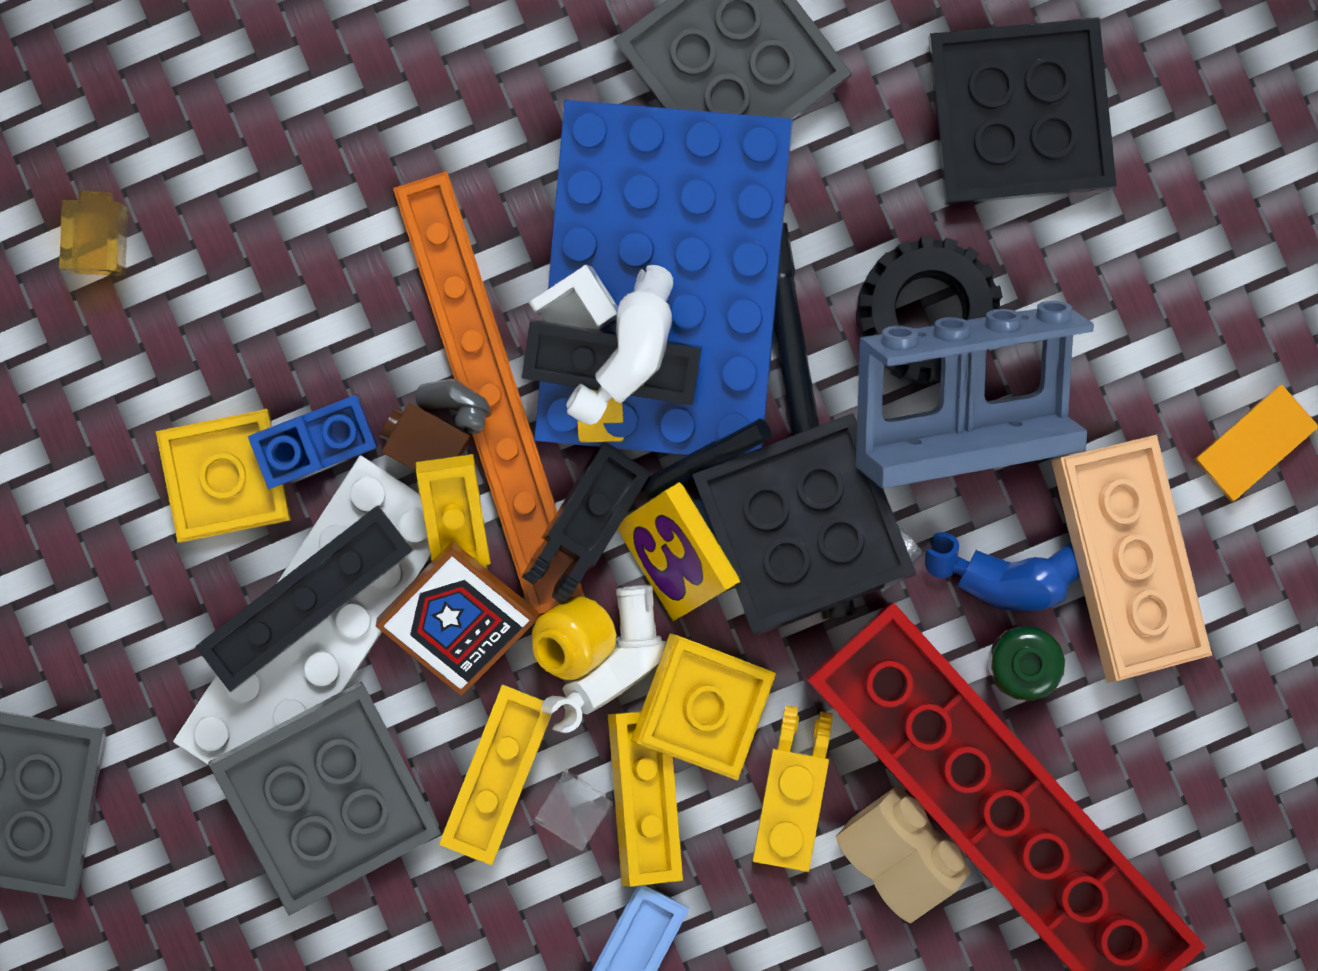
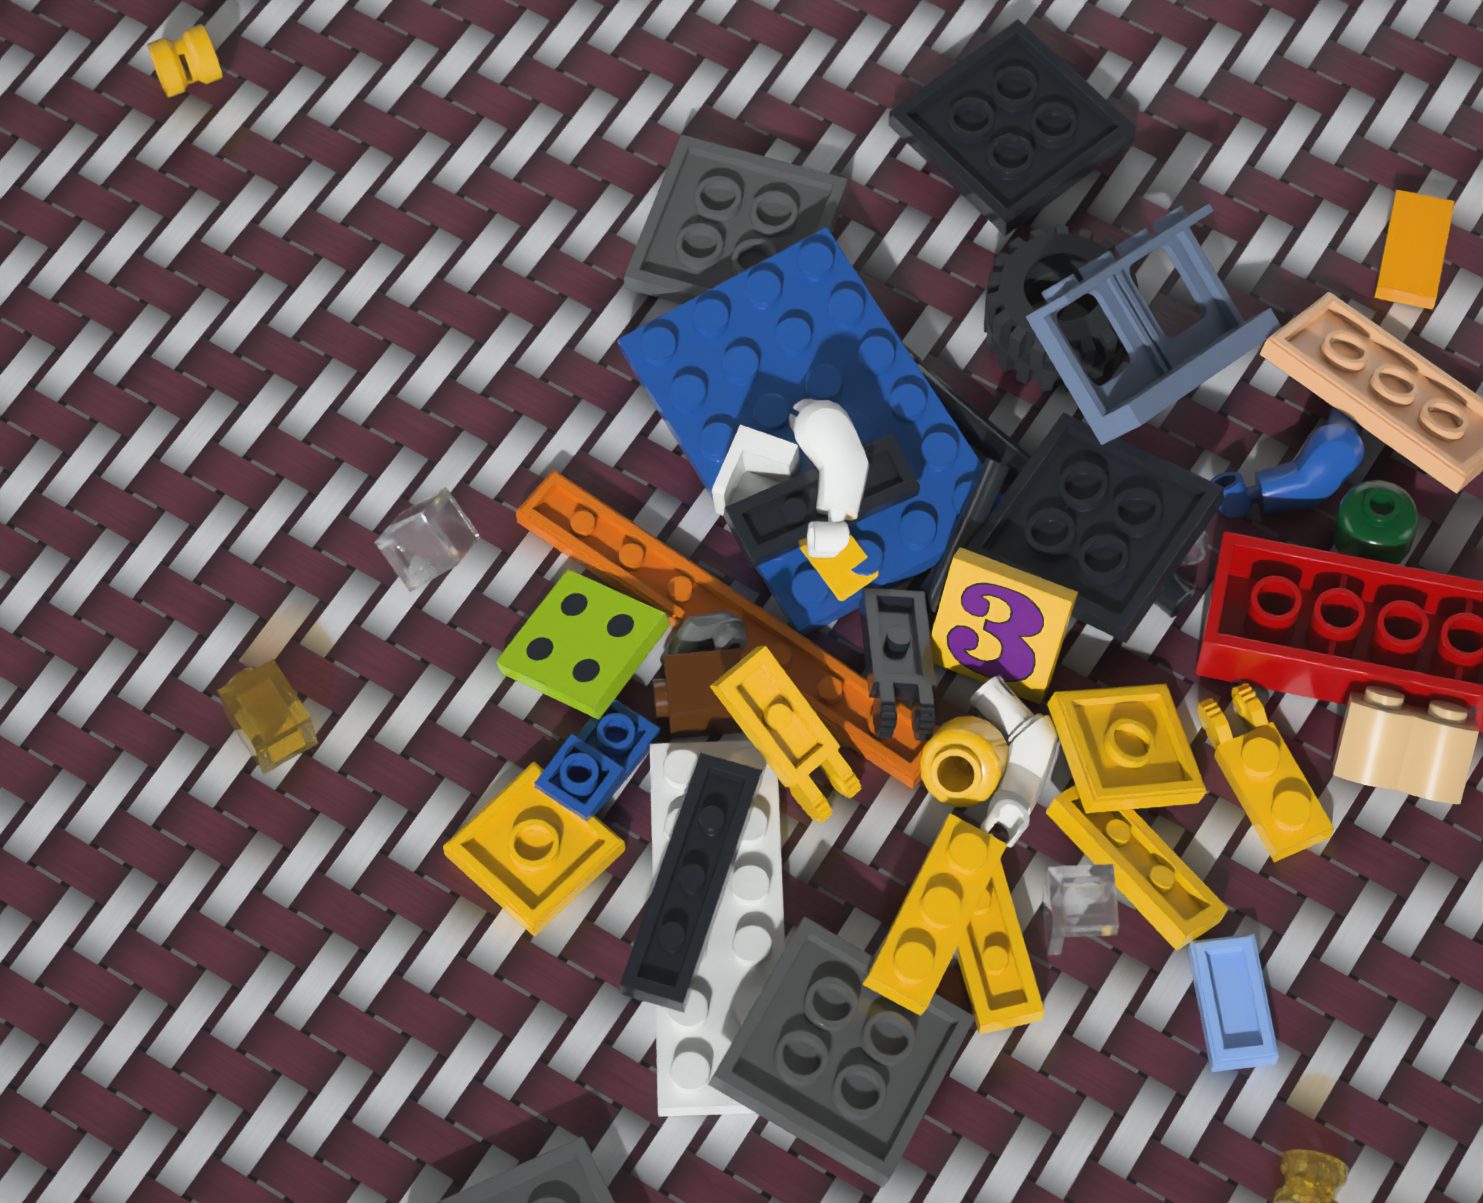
camera: 30 degrees left, 25 degrees down
(309, 167) = (427, 539): none -> clear panel
(366, 339) = (583, 643): none -> lime tile
(456, 618) = (845, 813): tile -> none
(461, 745) = (935, 914): none -> yellow plate

